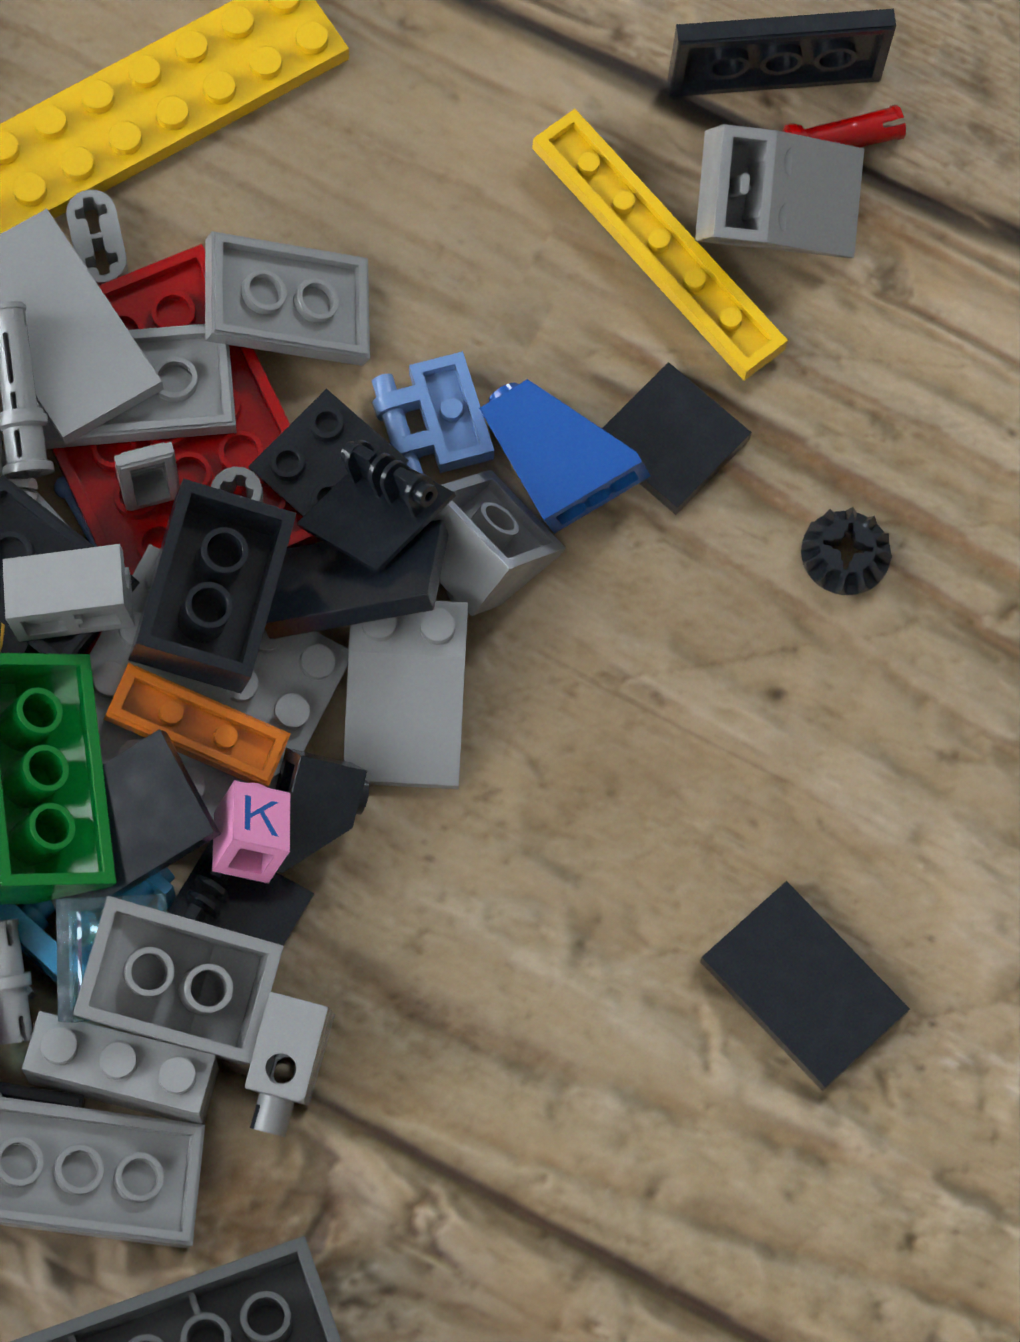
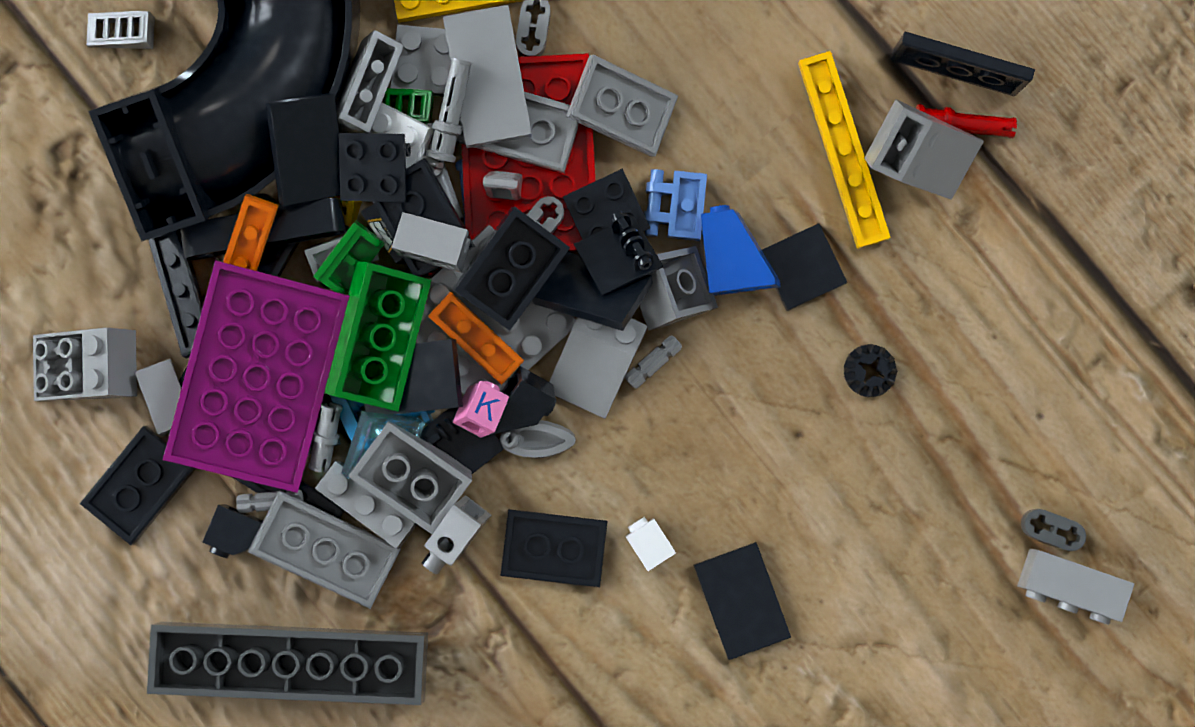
camera: 30 degrees right, 15 degrees up
(361, 860) = (538, 440): none -> light grey arm
(461, 1024) = (554, 548): none -> black tile
(499, 667) = (653, 362): none -> light grey axle
(615, 948) = (649, 543): none -> white brick

